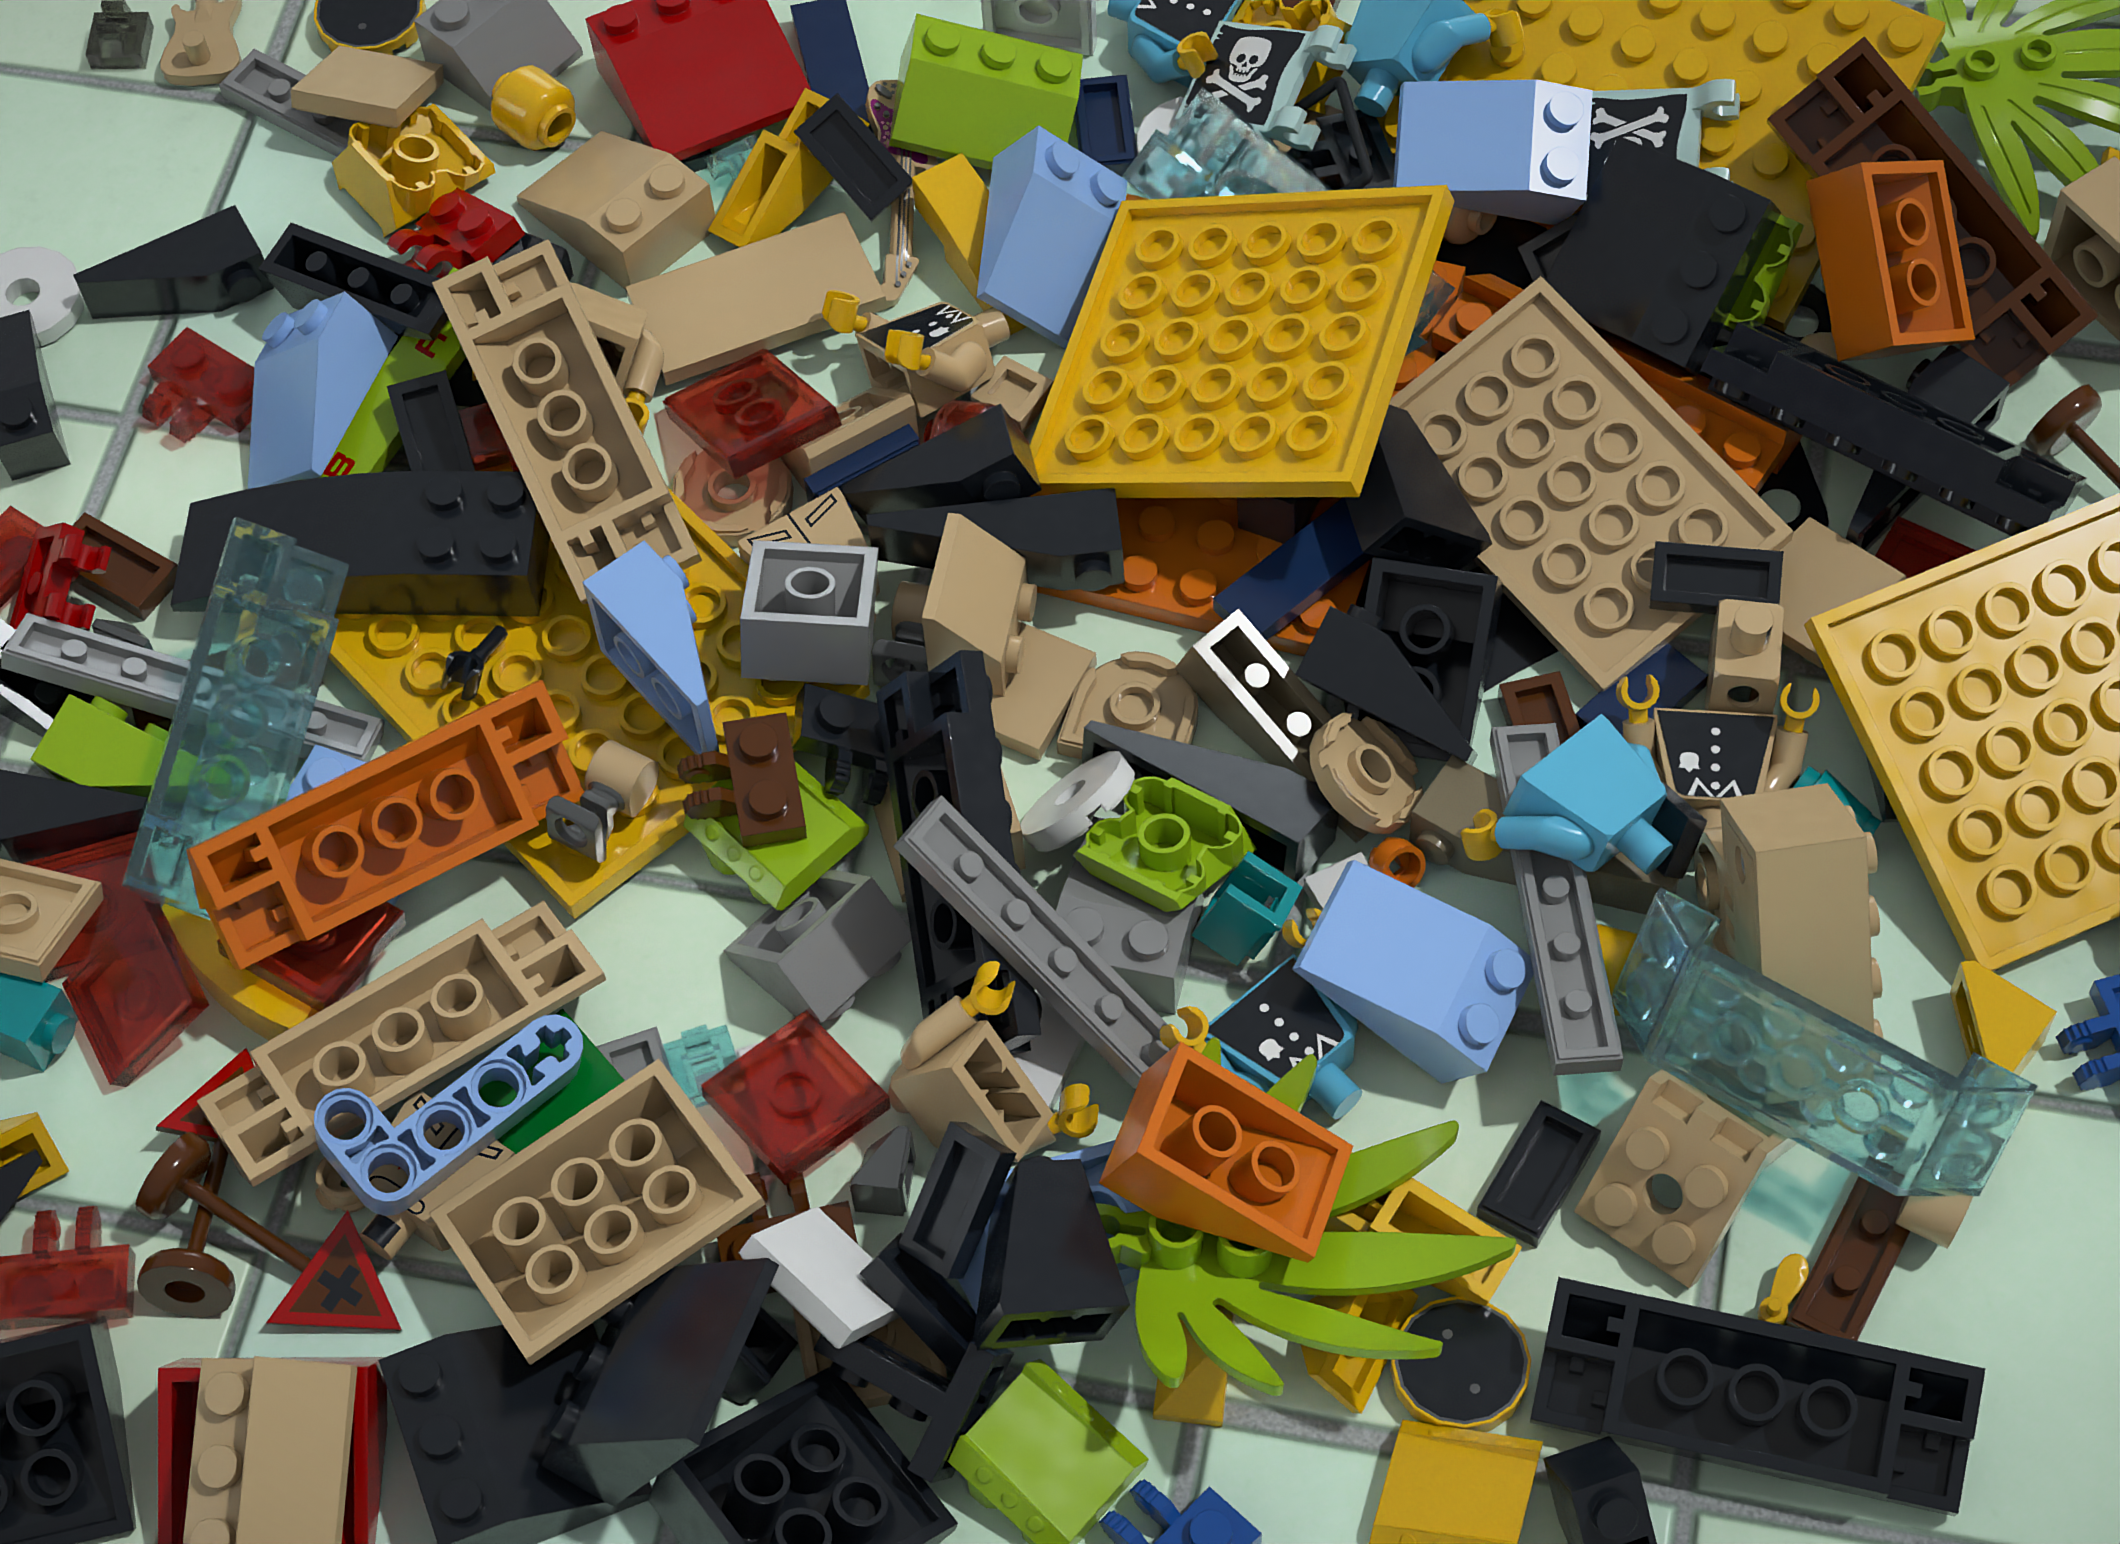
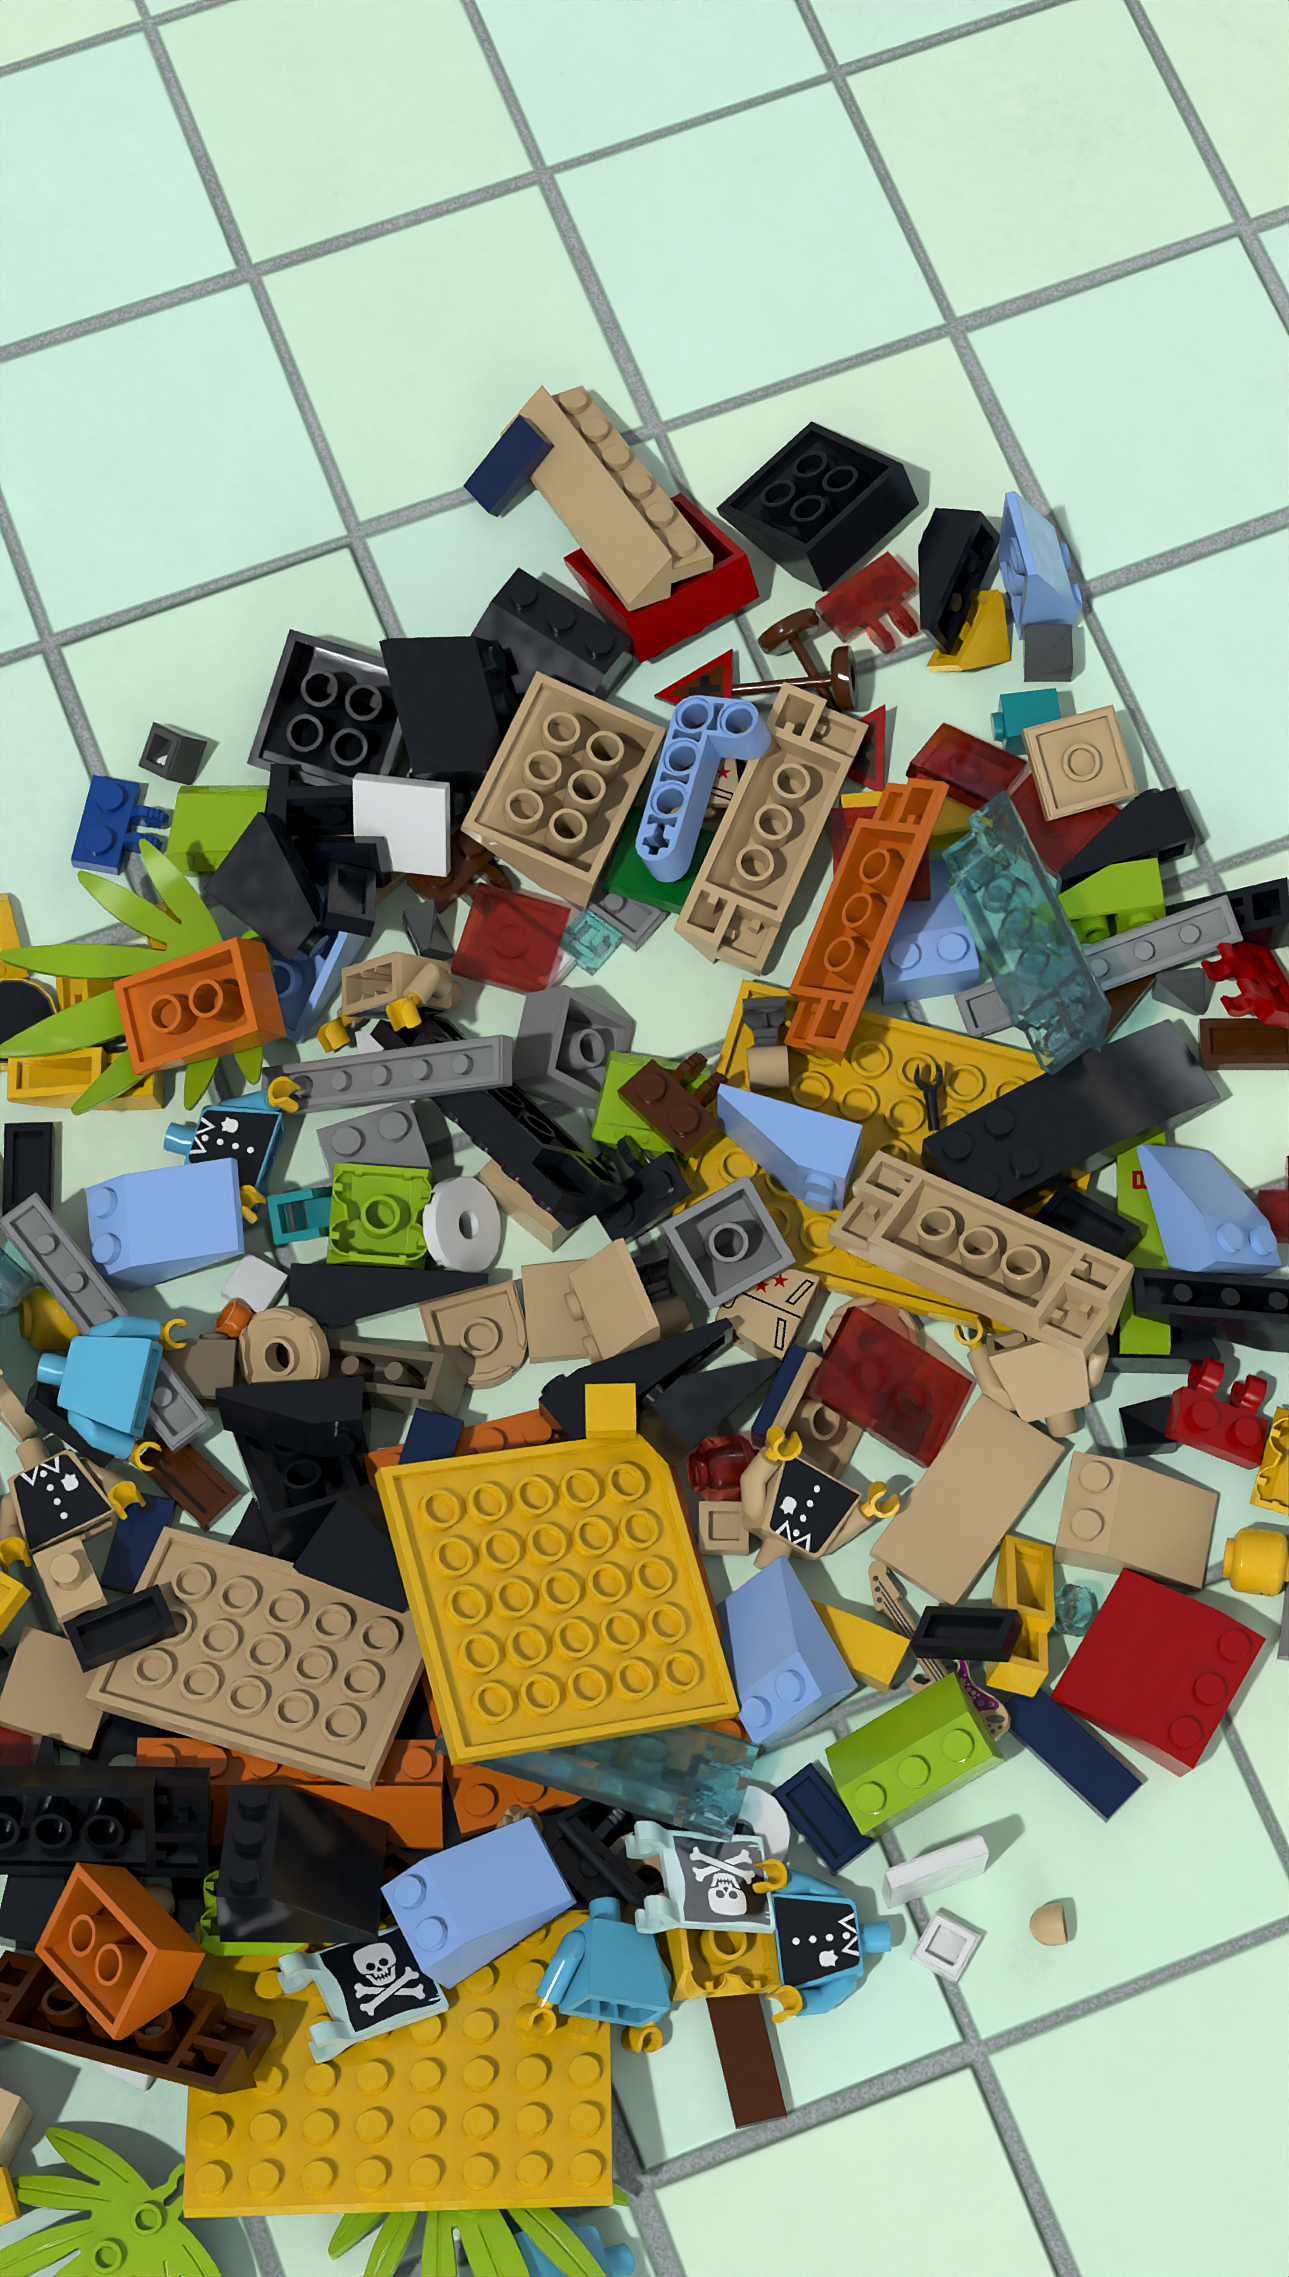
camera: 145 degrees right, 10 degrees up
(1056, 487) = (610, 1410): none -> yellow tile

